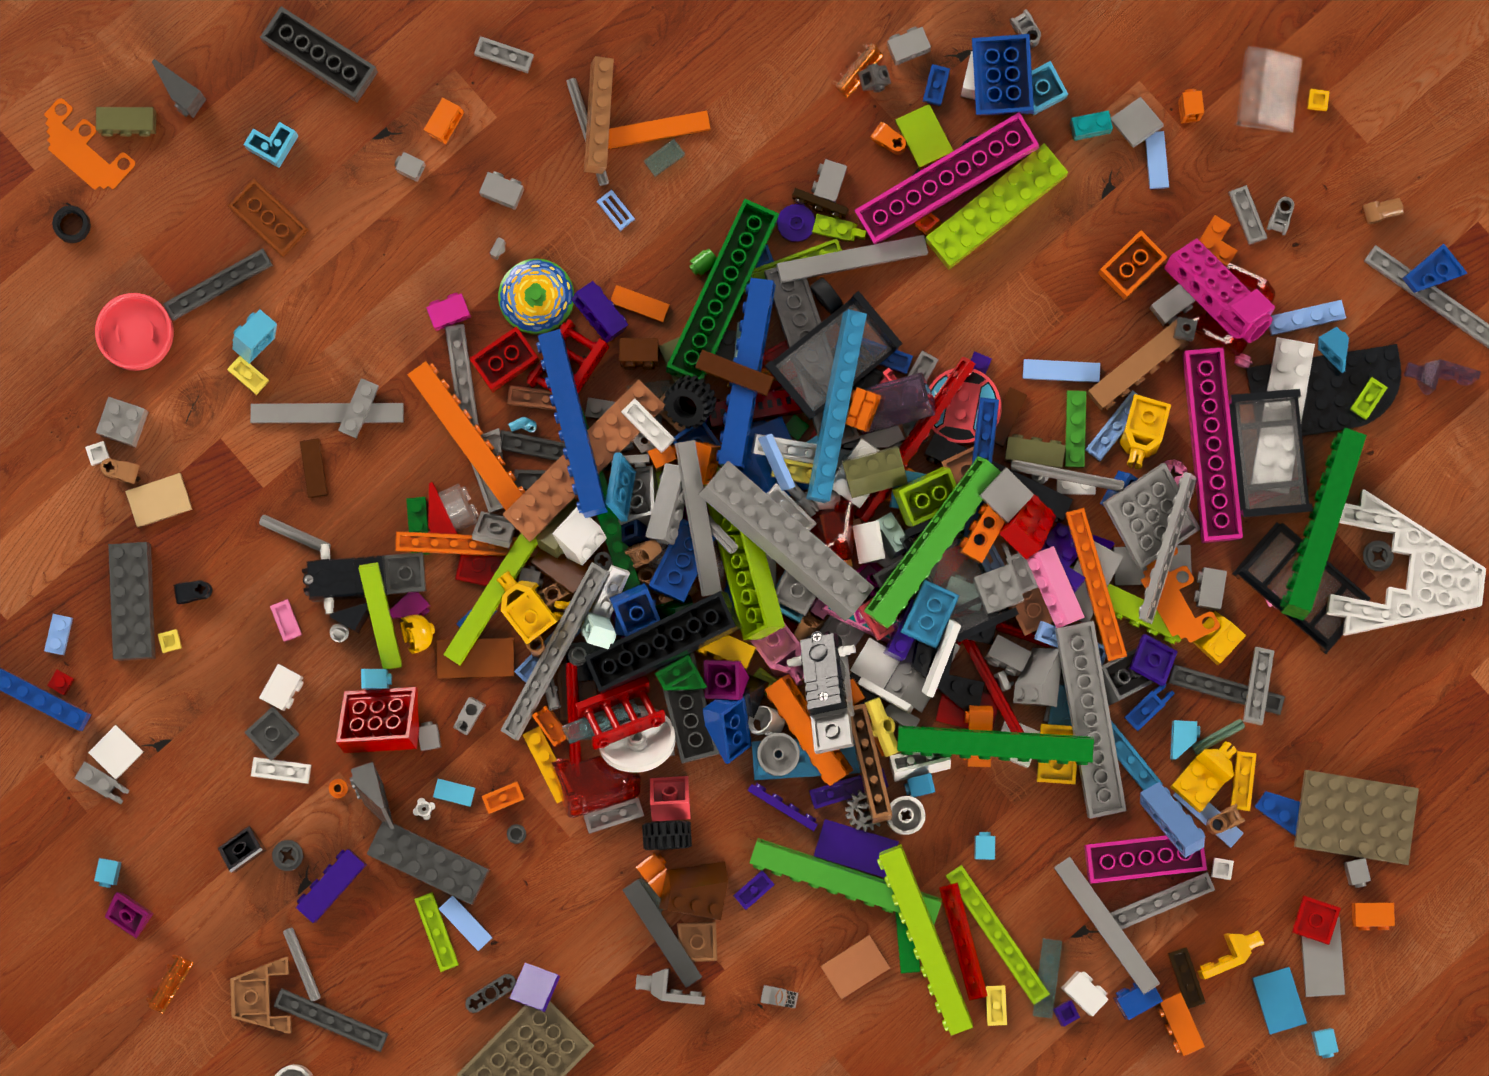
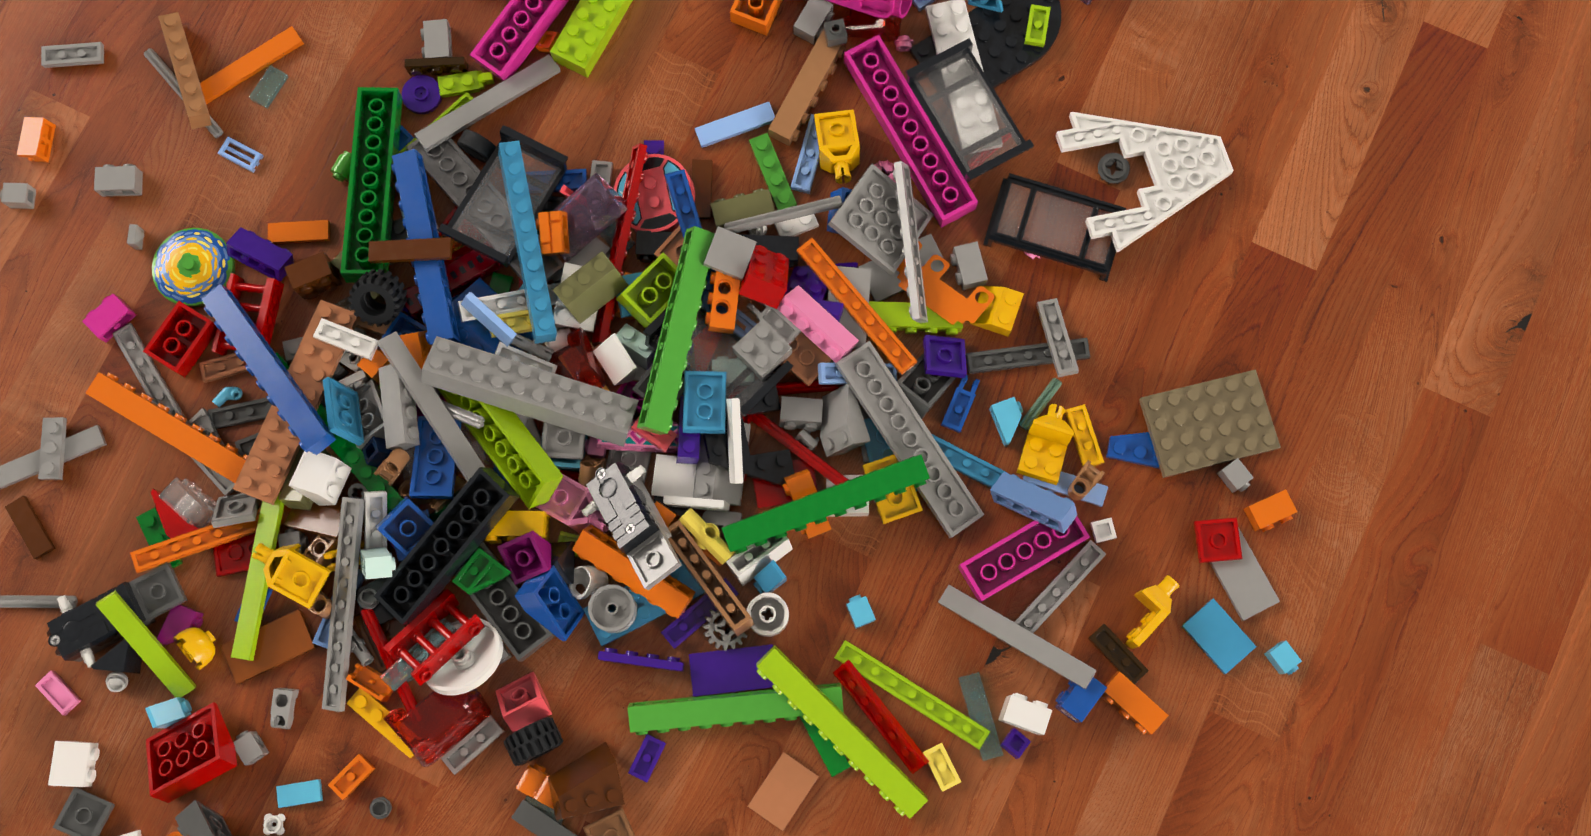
camera: 25 degrees left, 5 degrees down
(1323, 524) = (1049, 156): green brick -> none

